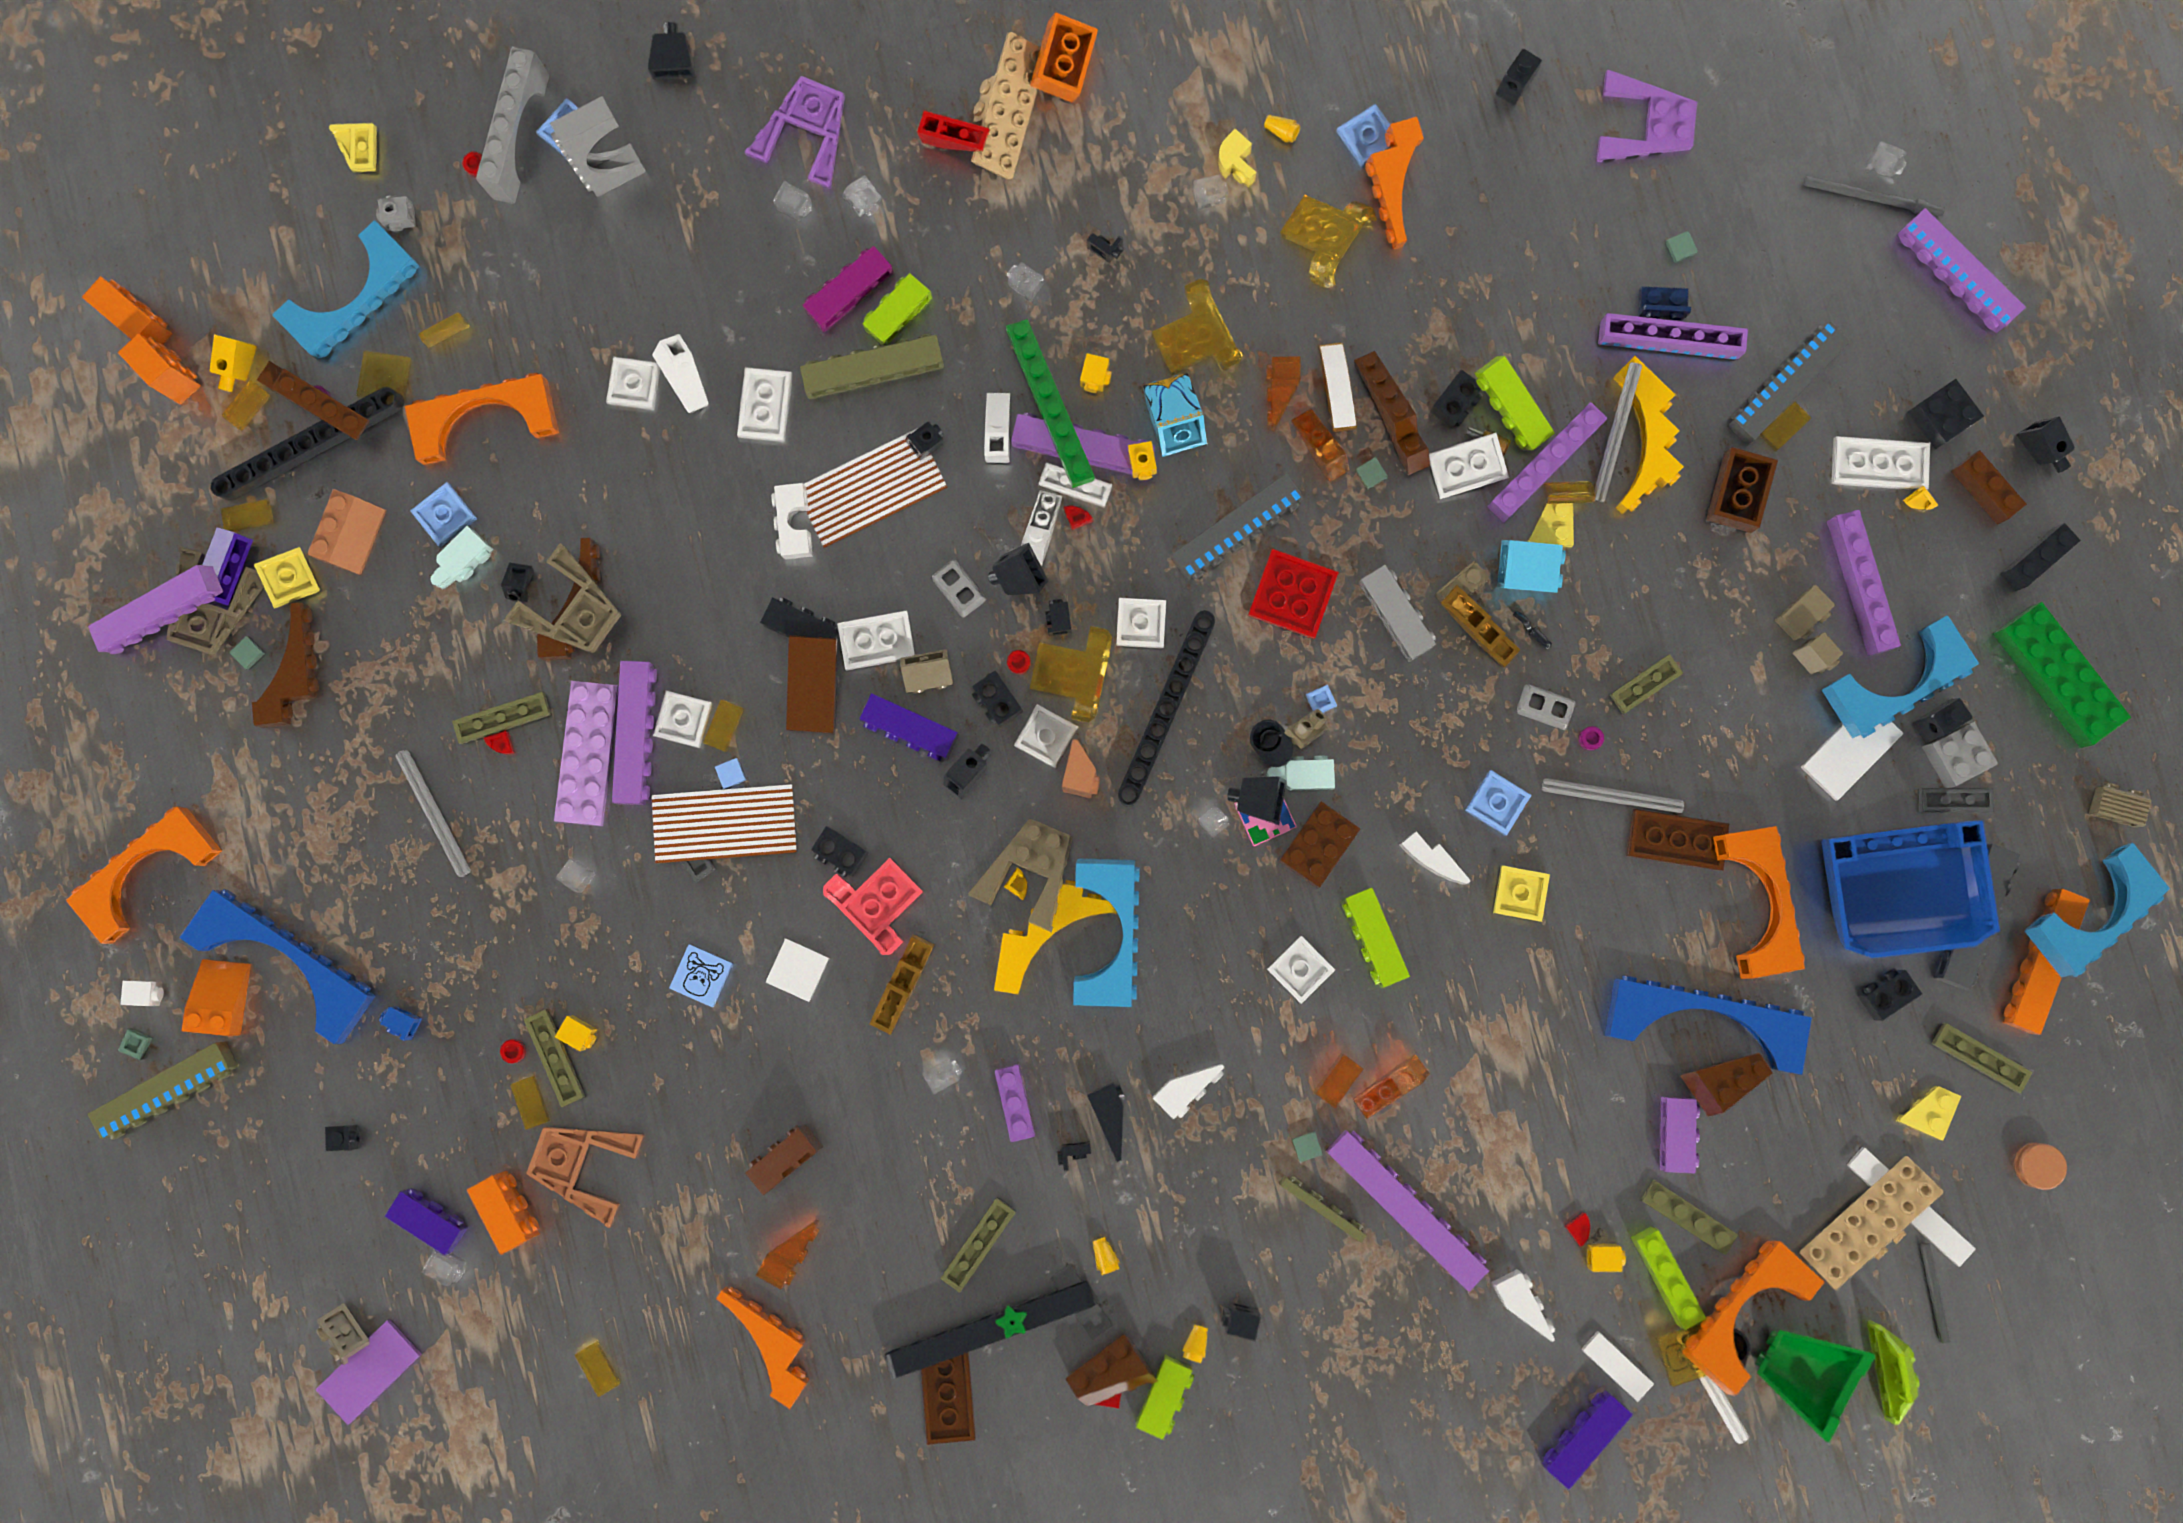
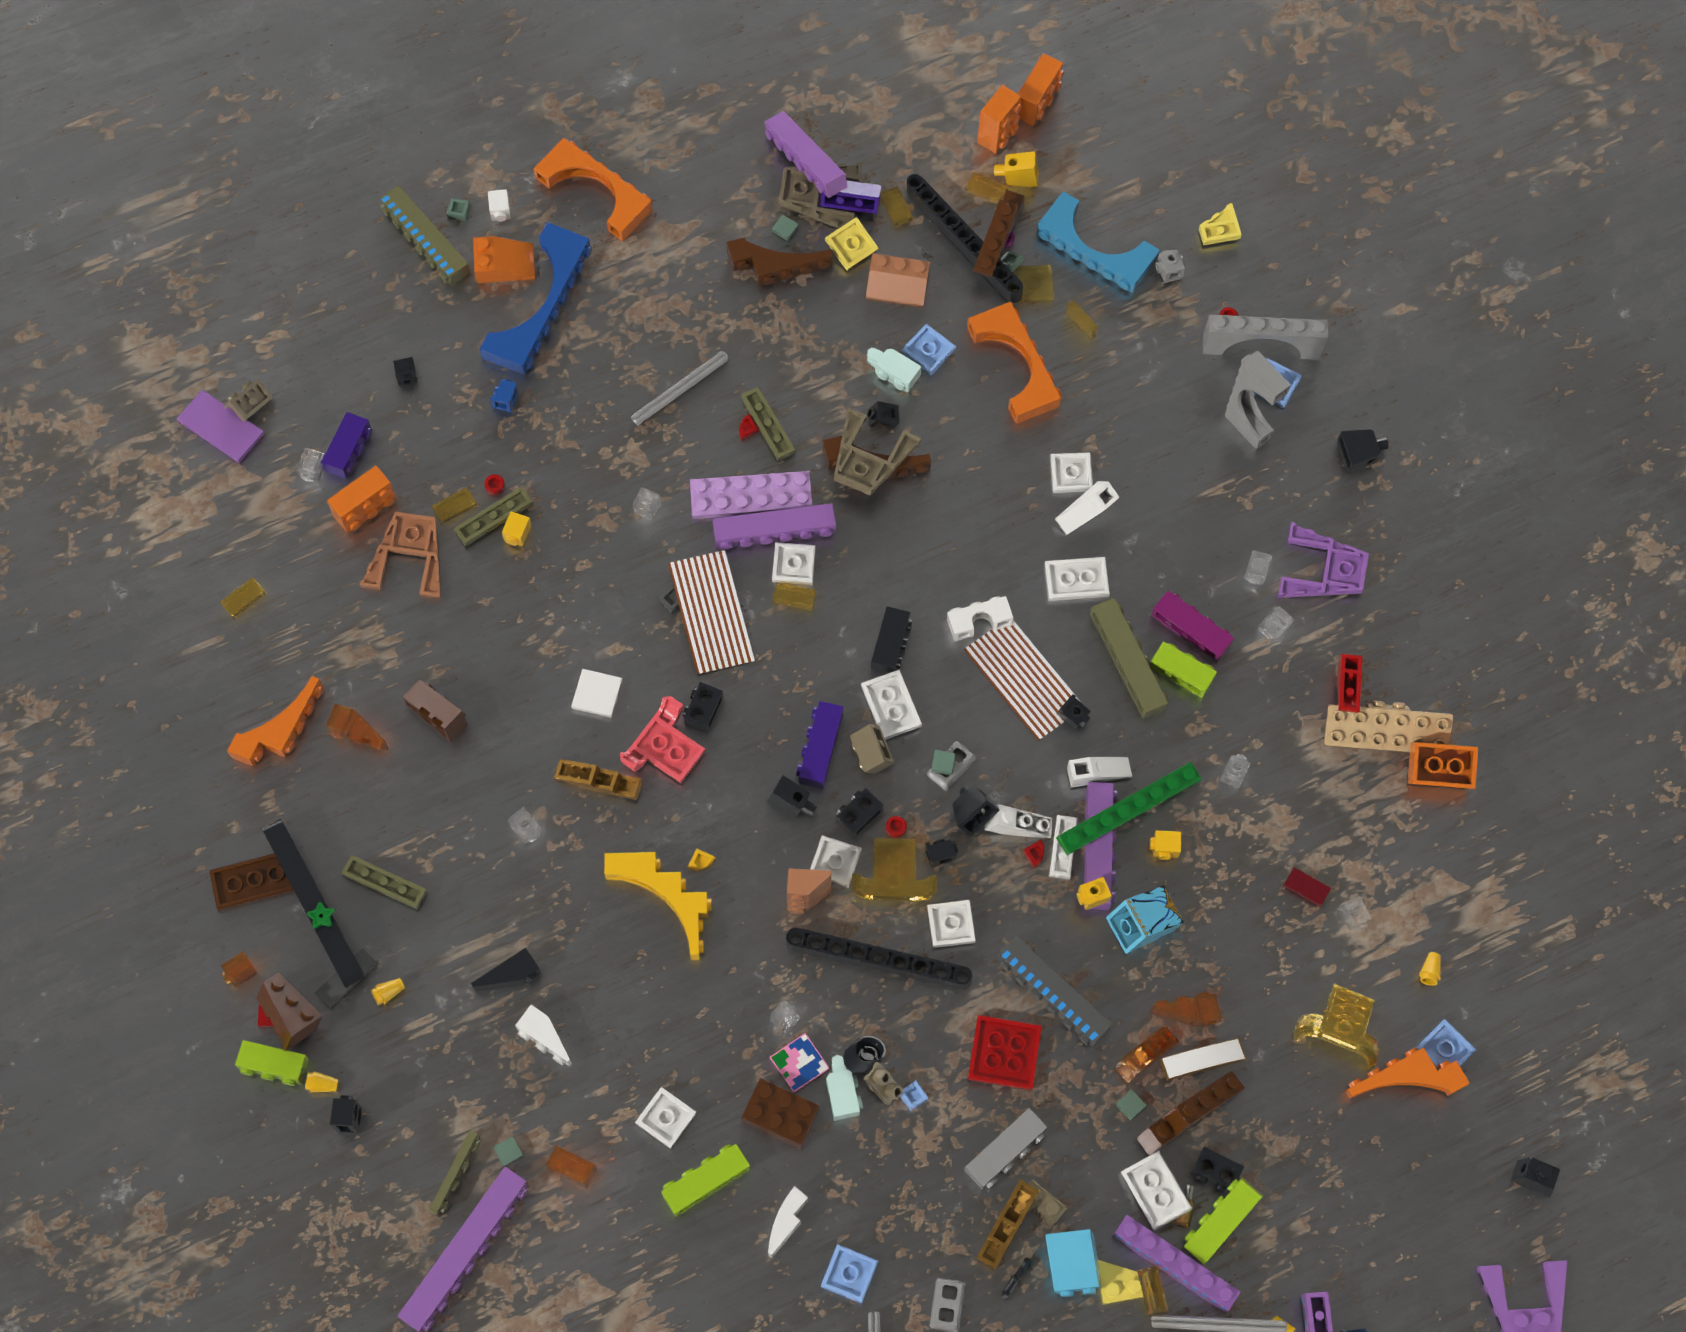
camera: 70 degrees right, 15 degrees down
(349, 393) = (1012, 260): none -> sand green tile
(701, 975) = (580, 617): light blue tile -> none
(730, 773) = (754, 609): light blue tile -> none
(811, 684) = (842, 657): reddish brown tile -> none
(957, 595) = (943, 762): none -> sand green tile
(1015, 1103) = (510, 890): medium lavender brick -> none
(1039, 851) = (732, 871): dark tan wing -> none
(1051, 1423) = (238, 970): none -> clear orange brick
(1076, 1150) = (476, 951): black bracket -> none
(1103, 249) = (1281, 830): black bracket -> none
(1116, 883) = (712, 937): dark azure arch -> none
(1168, 235) = (1307, 887): none -> dark red tile
(1197, 334) = (1221, 926): clear yellow piece -> none
(1231, 156) = (1394, 928): light yellow brick -> none
(1260, 797) = (812, 1051): black torso -> none
(1391, 1086) = (573, 1217): clear orange slope -> none
(1521, 893) = (768, 1308): light yellow plate -> none

